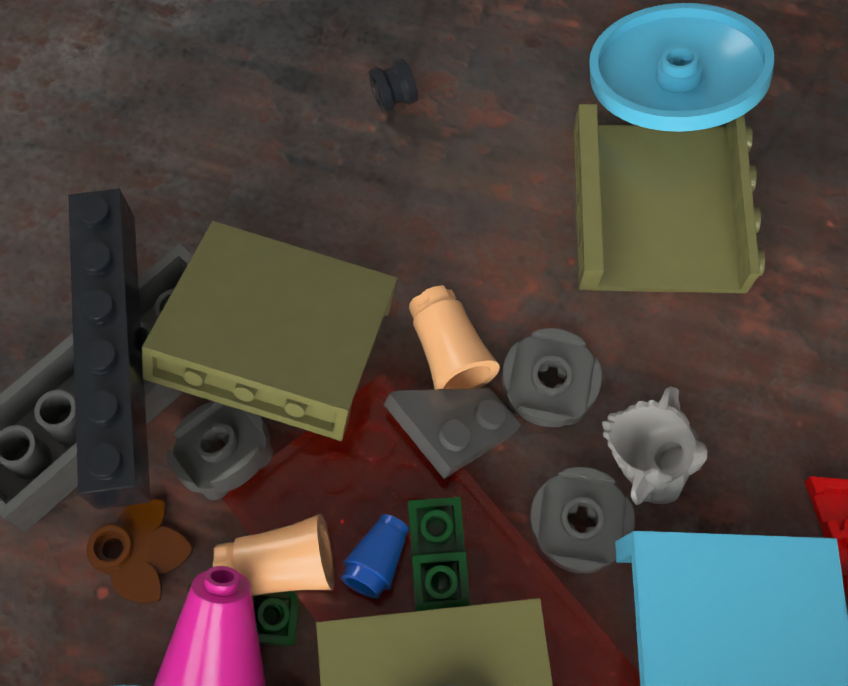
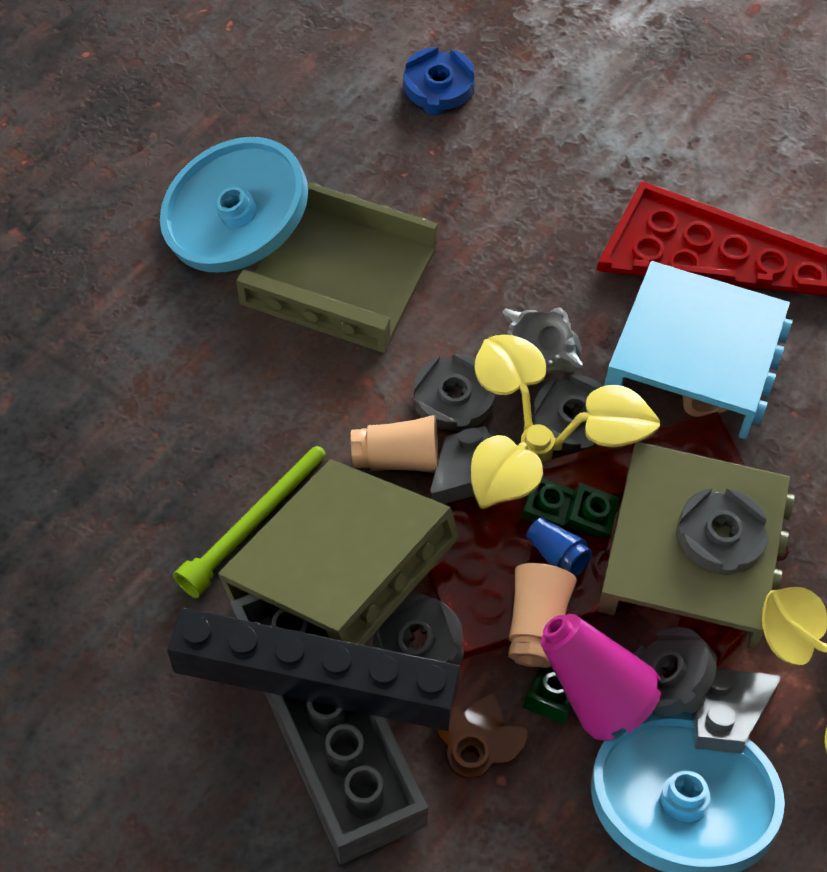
camera: 70 degrees left, 10 degrees down
(232, 211) = (196, 574): none -> lime piece
(393, 86) = (139, 409): black wheel -> none
(548, 562) = (510, 471): none -> light yellow plant

